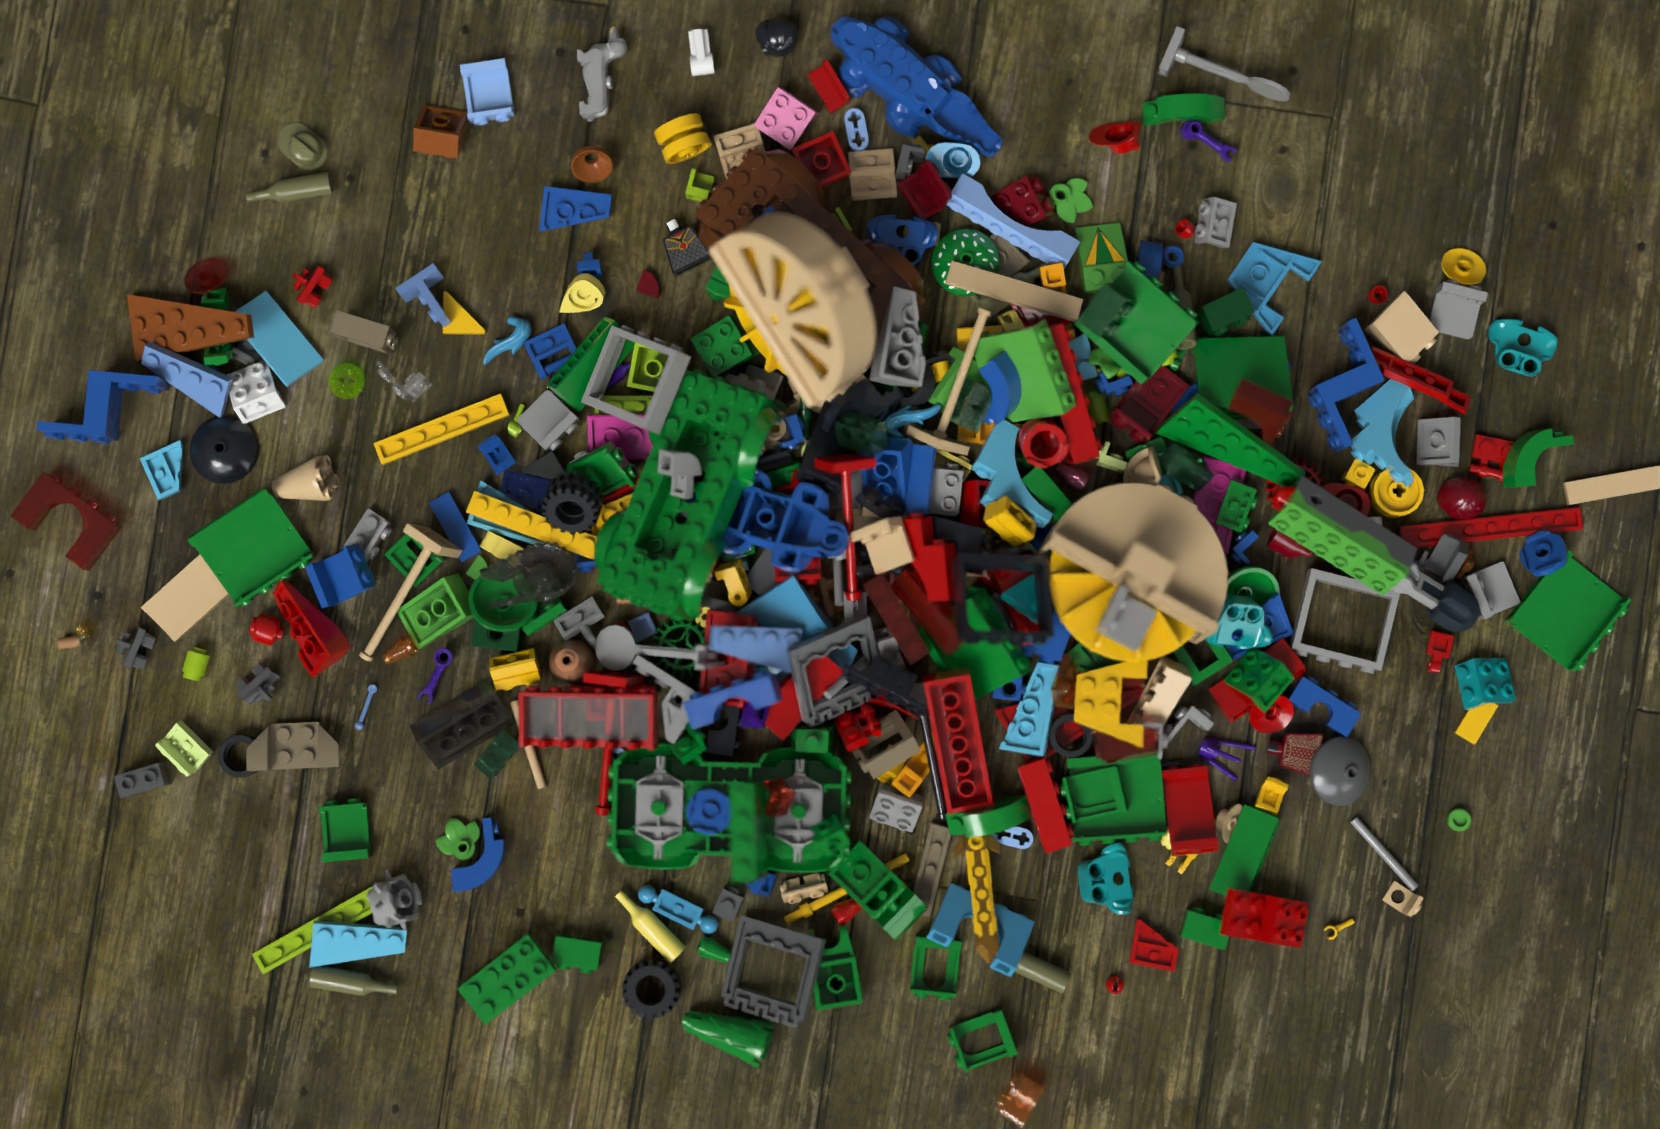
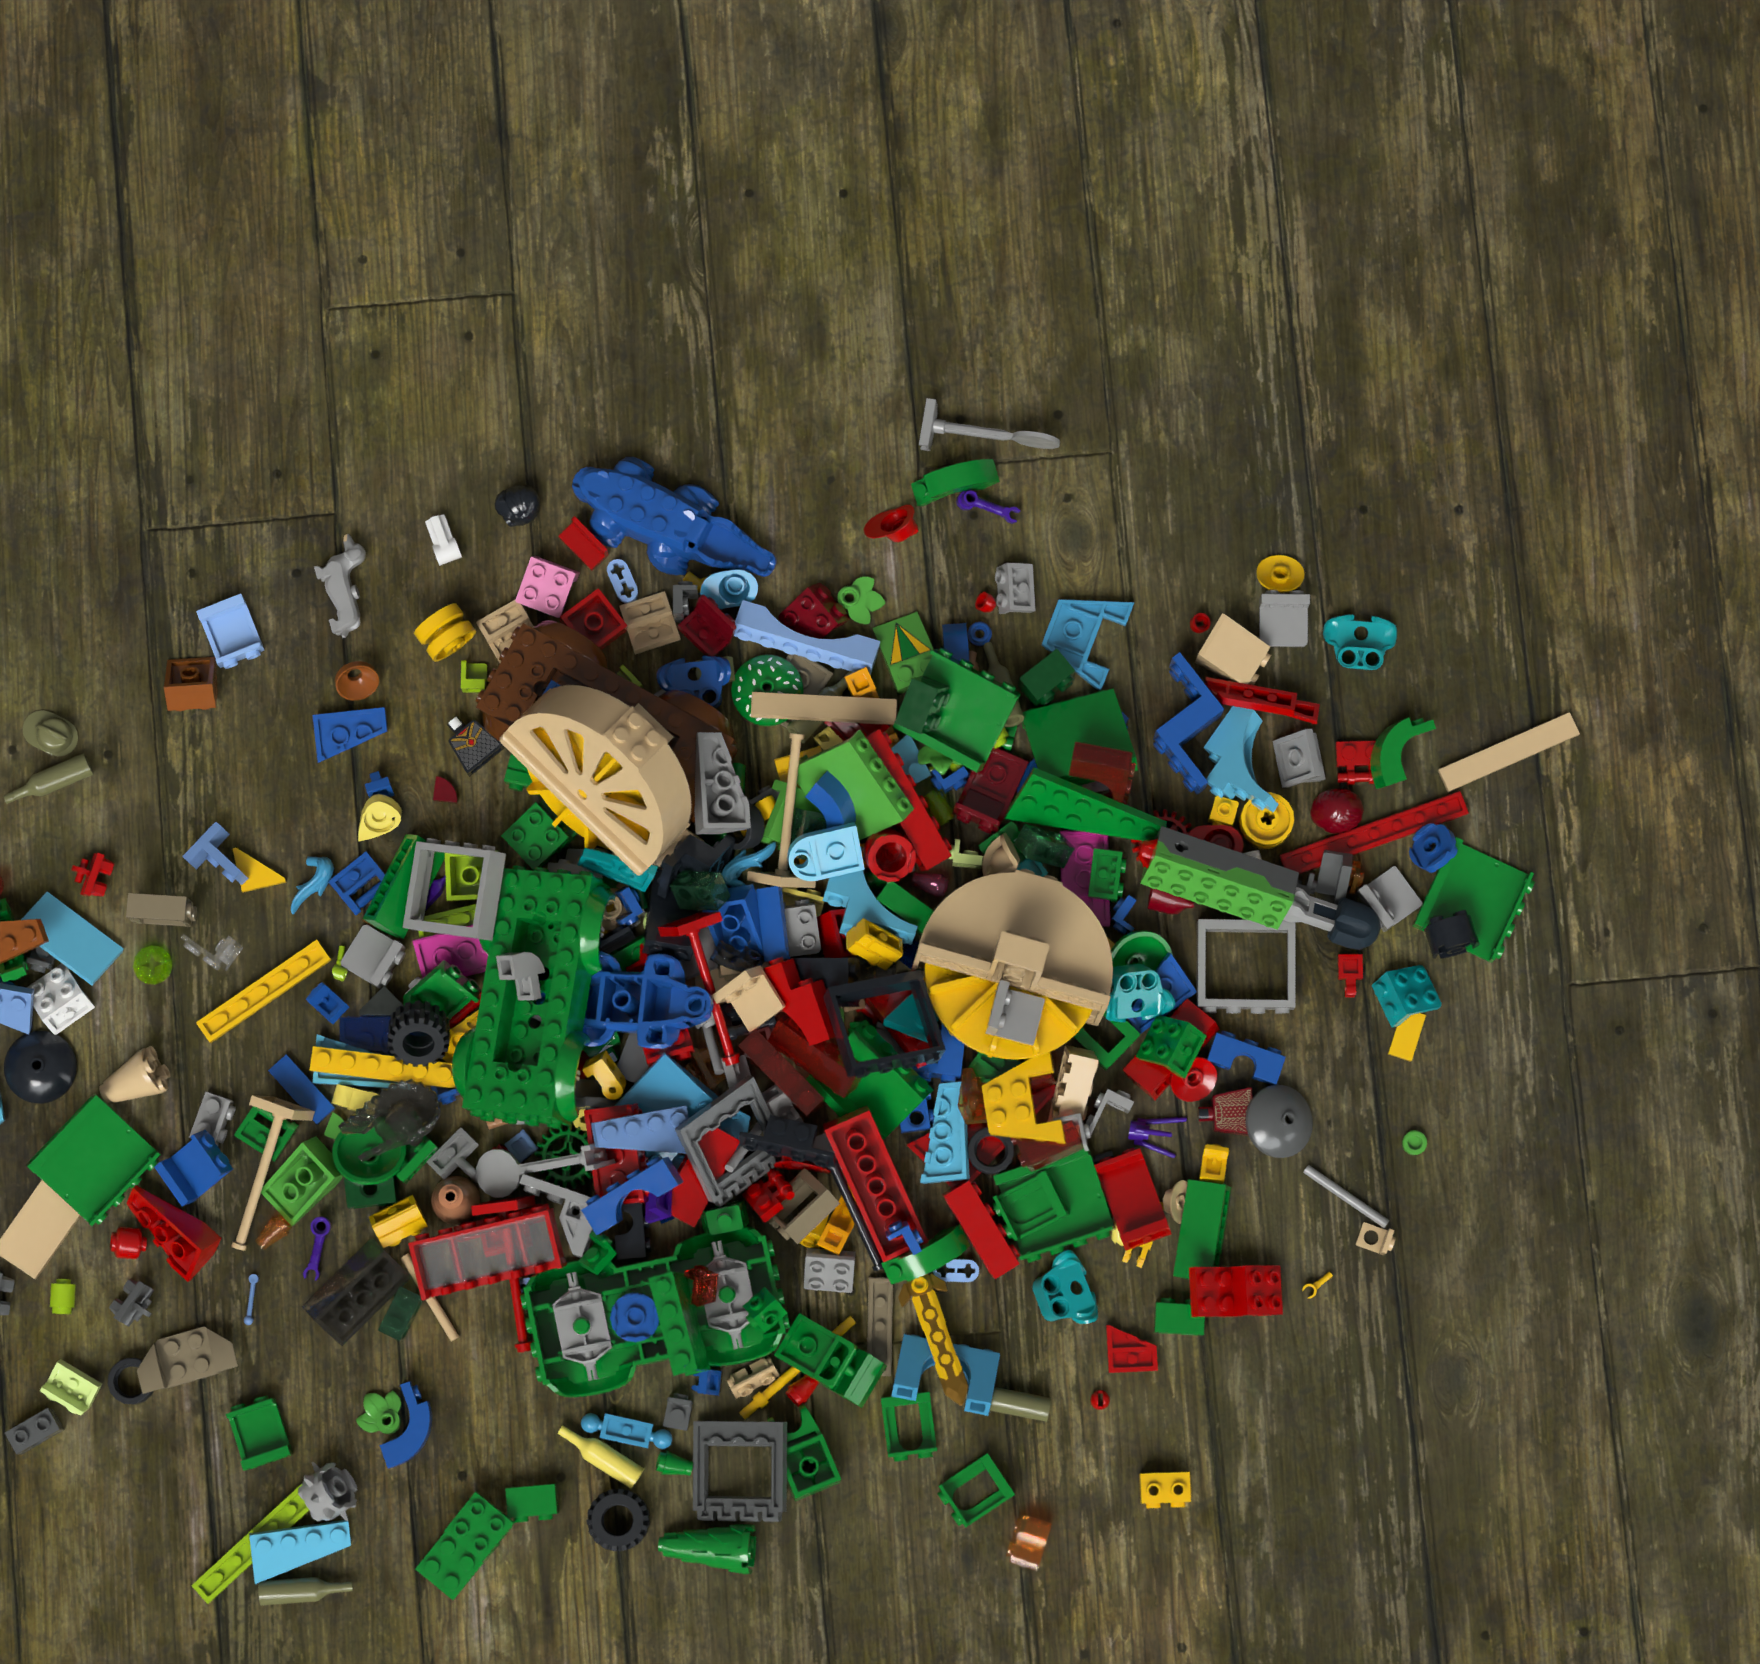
camera: 15 degrees left, 5 degrees down
(788, 395) = (615, 868): none -> teal wing
(980, 799) = (911, 1237): none -> blue bracket
(987, 426) = (828, 853): none -> medium azure tile
(1155, 1080) = (1165, 1488): none -> yellow brick
(1541, 639) = (1451, 935): none -> black brick

